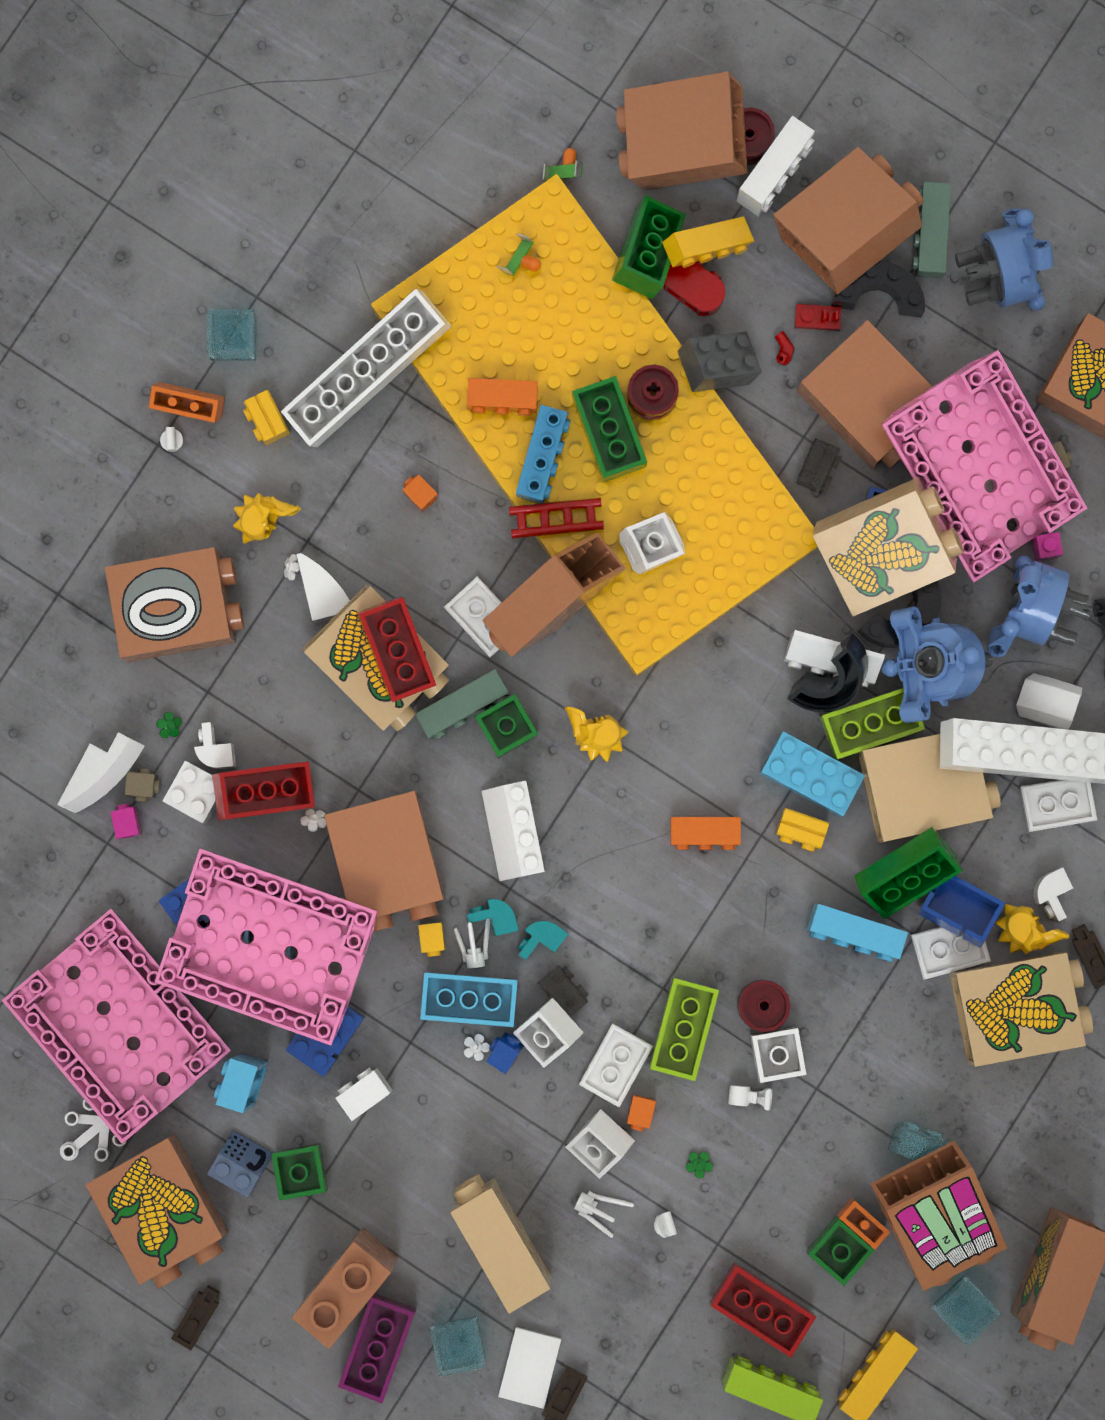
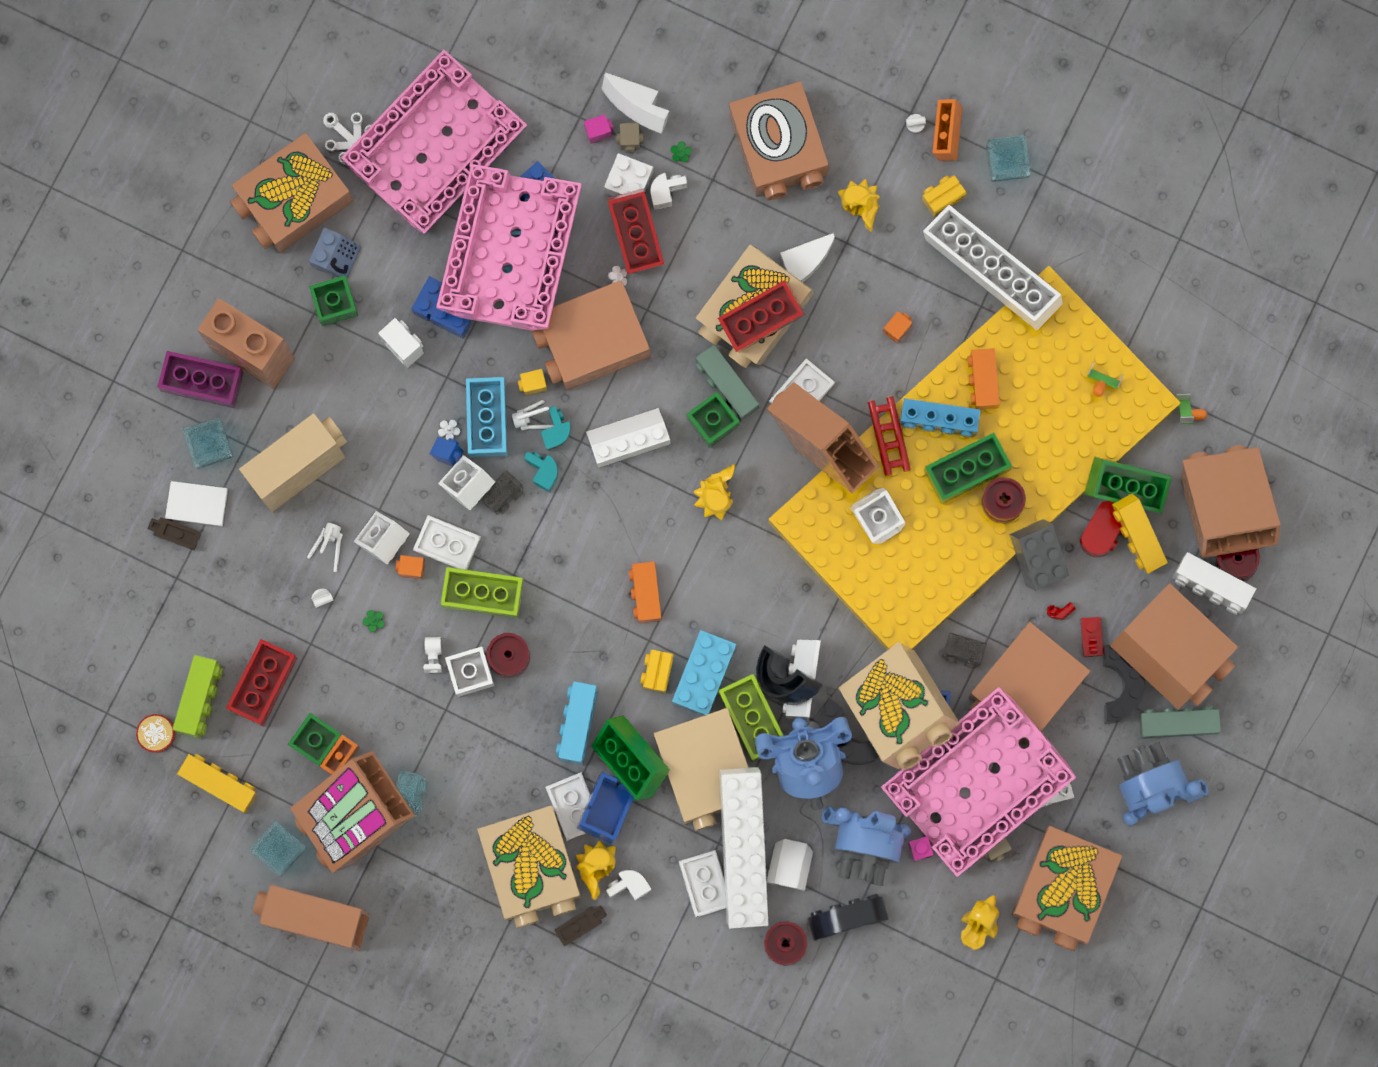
camera: 85 degrees right, 5 degrees down
(196, 1318) = (209, 236): dark brown hinge -> none
(241, 1082) = (399, 242): medium azure brick -> none
(291, 567) = (822, 231): white plant -> none

